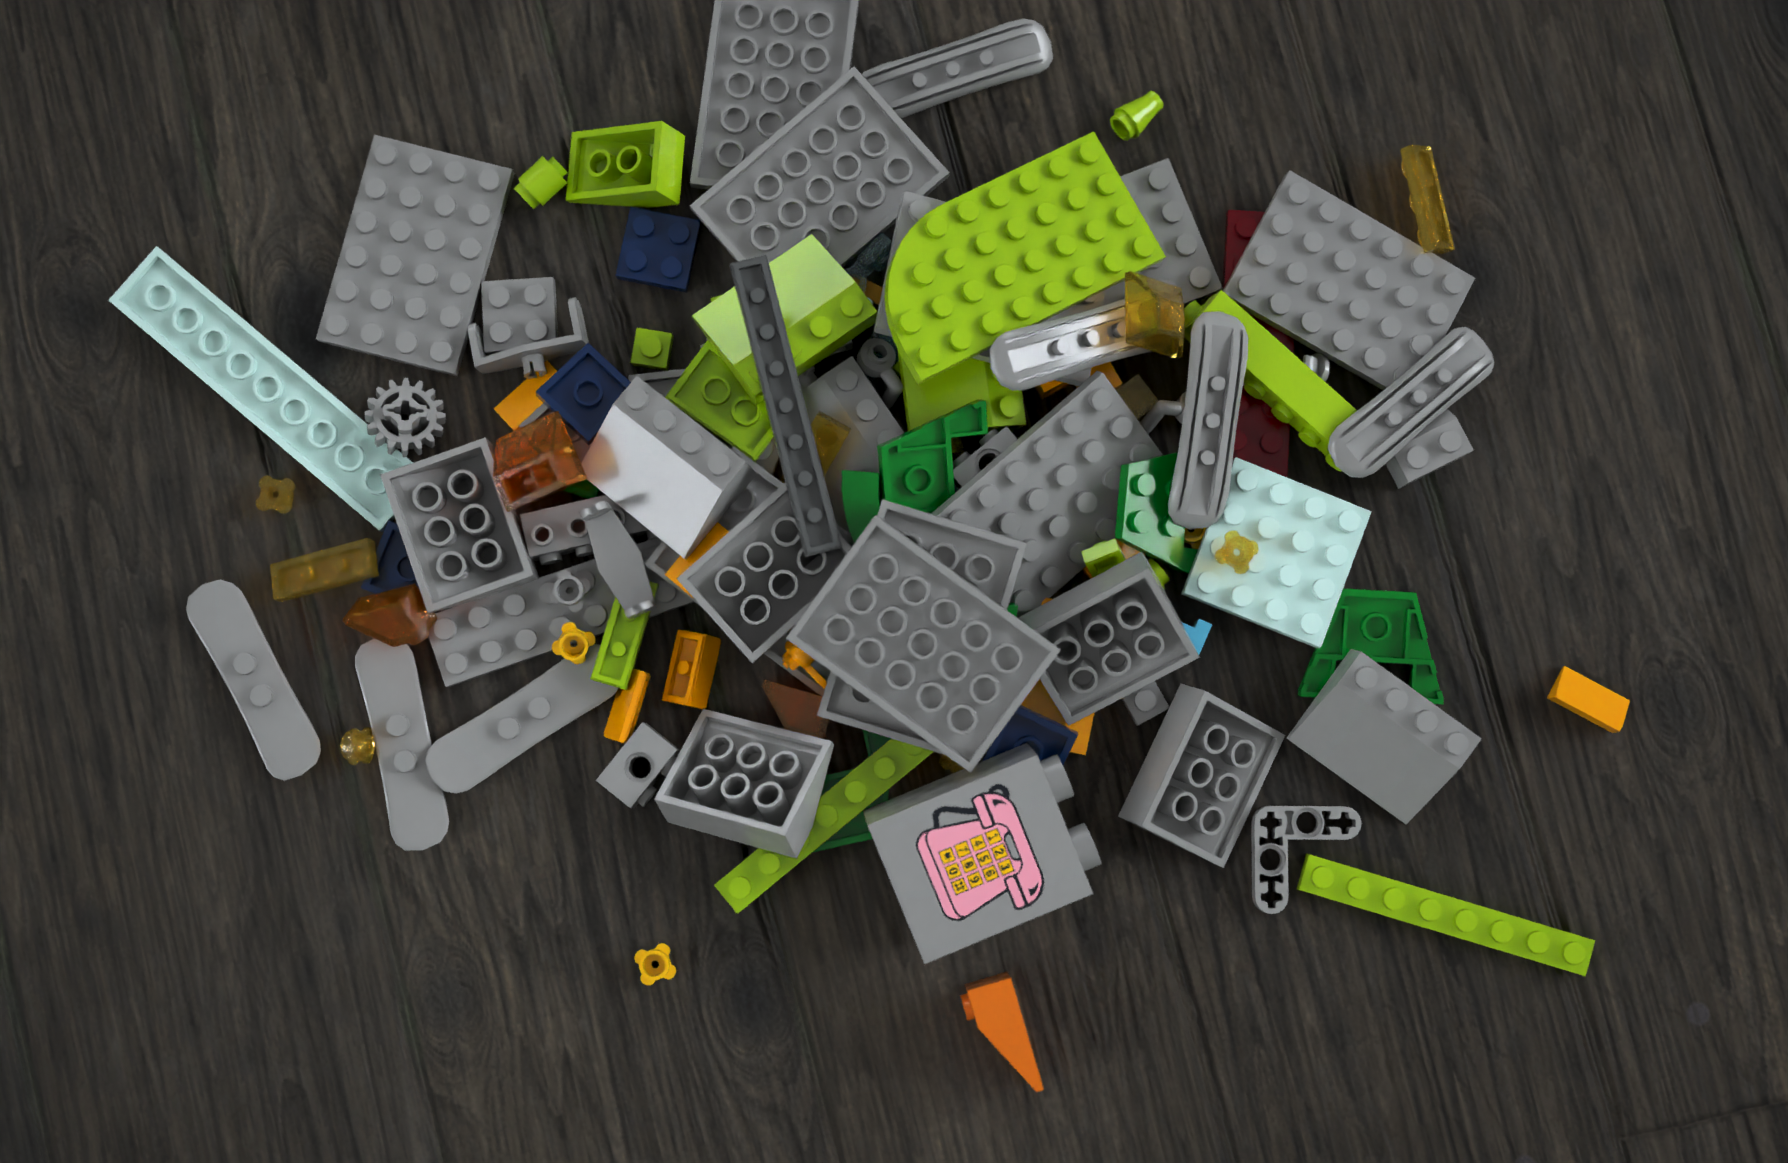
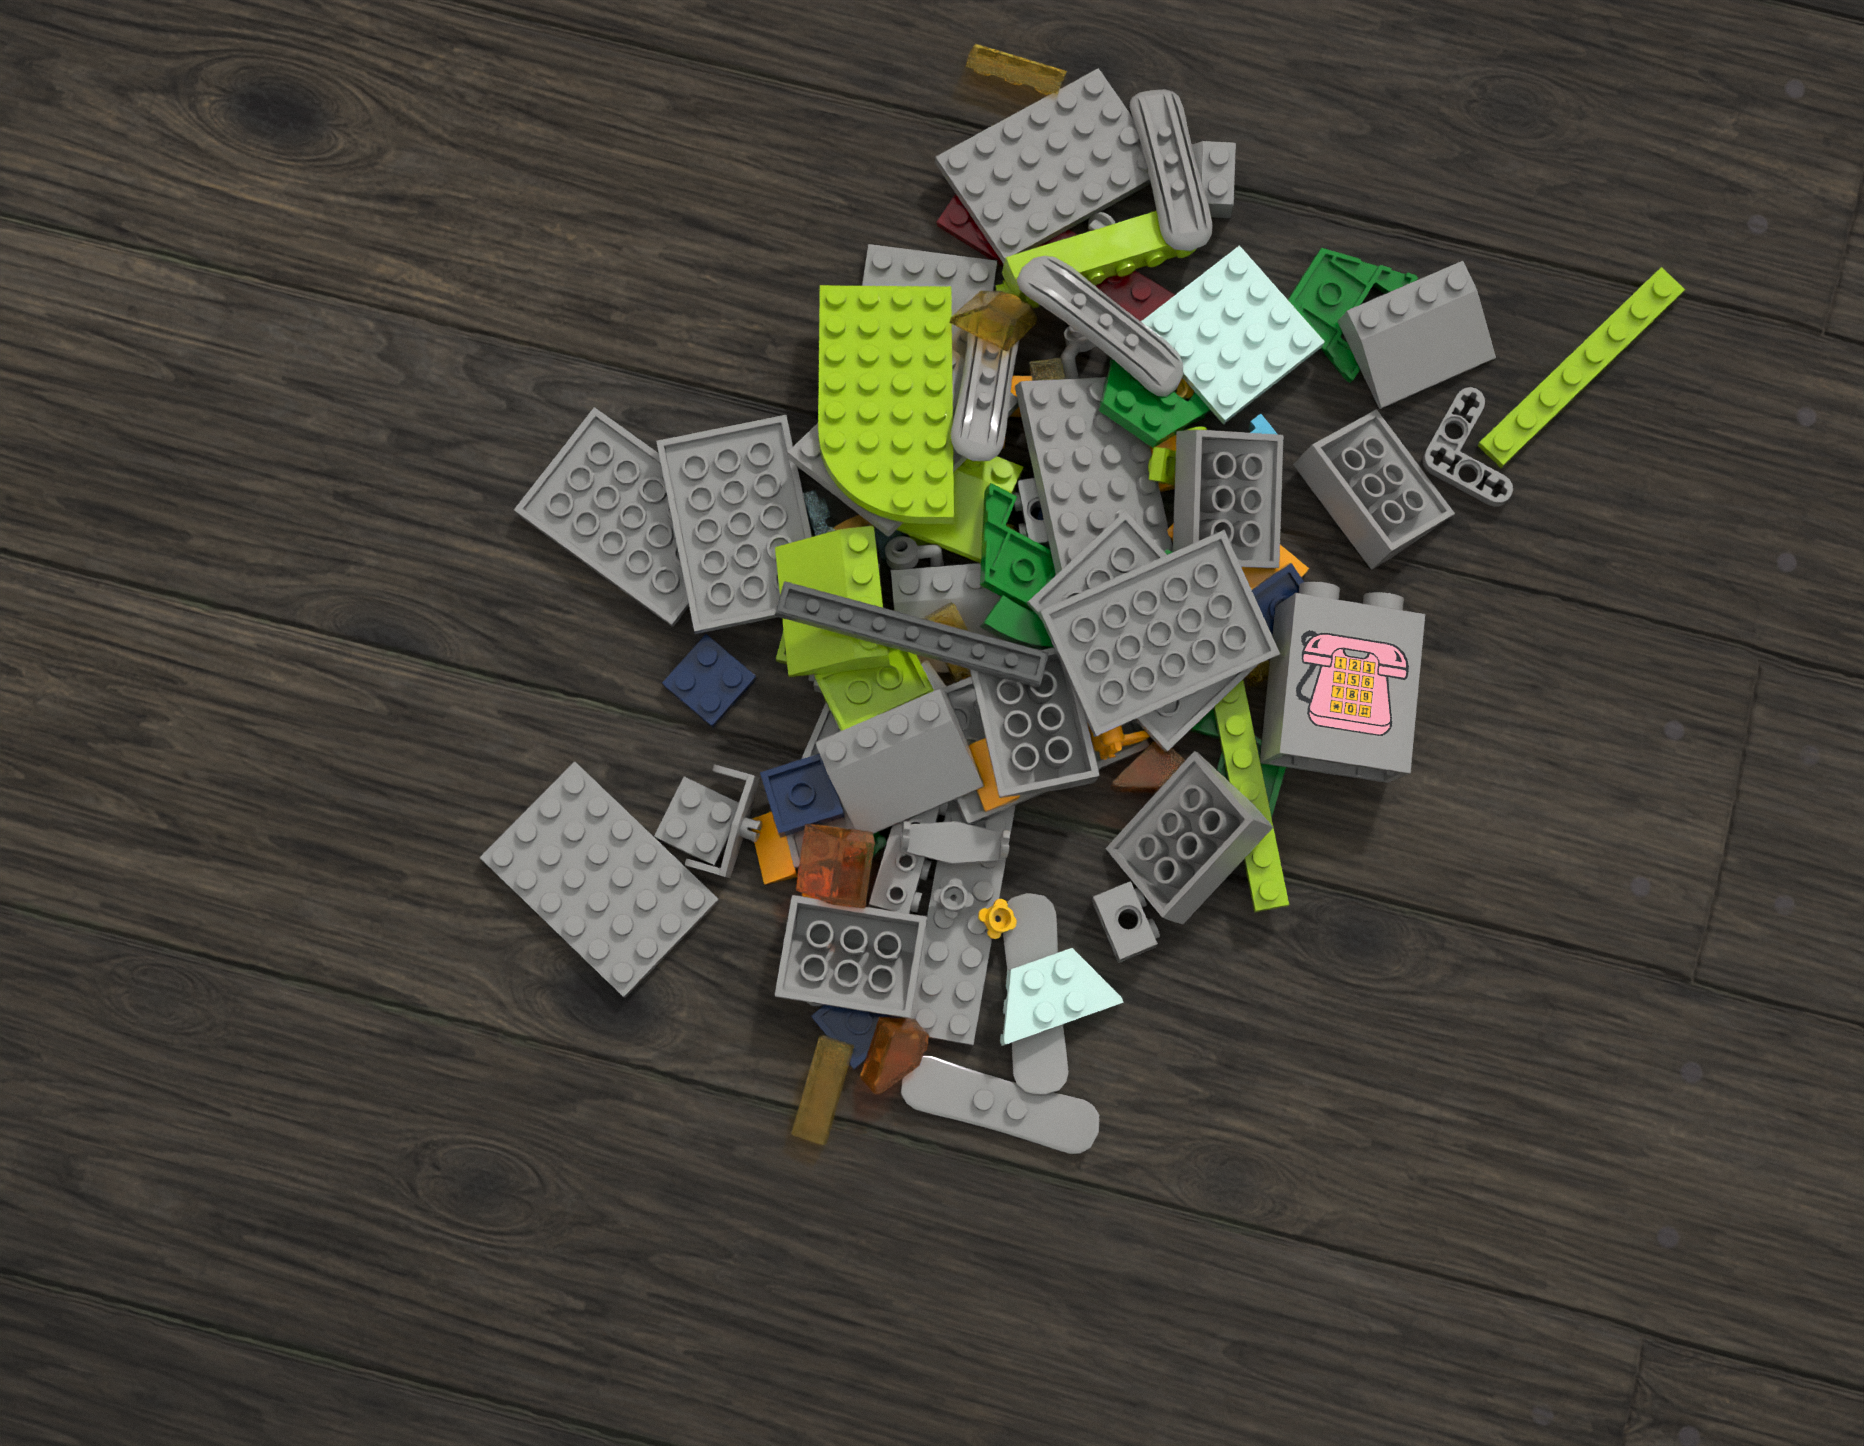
camera: 60 degrees left, 5 degrees down
(254, 679) = (879, 1199): light grey piece -> none
(260, 383) = (637, 1060): light aqua plate -> none
(283, 502) = (732, 1090): clear yellow plate -> none
(358, 745) = (982, 1141): clear yellow plate -> none
(388, 416) = (737, 969): light grey gear -> none
(528, 734) = (1052, 994): none -> light aqua wing
(541, 181) = (599, 742): lime brick -> none
(620, 646) = (1021, 883): lime tile -> none
(626, 166) = (626, 668): lime slope -> none
(627, 708) = (1070, 907): light orange slope -> none
(649, 973) = (1300, 992): yellow plate -> none
(652, 349) = (788, 730): lime plate -> none
(691, 669) = (1068, 840): light orange slope -> none
(963, 66) = (701, 360): light grey piece -> none
(999, 1018) = (1481, 743): orange slope -> none
(1135, 116) = (820, 252): lime cone -> none
(1145, 703) = (1294, 501): light grey plate -> none
(1245, 546) = (1220, 352): clear yellow plate -> none
(1589, 700) = (1474, 168): light orange slope -> none

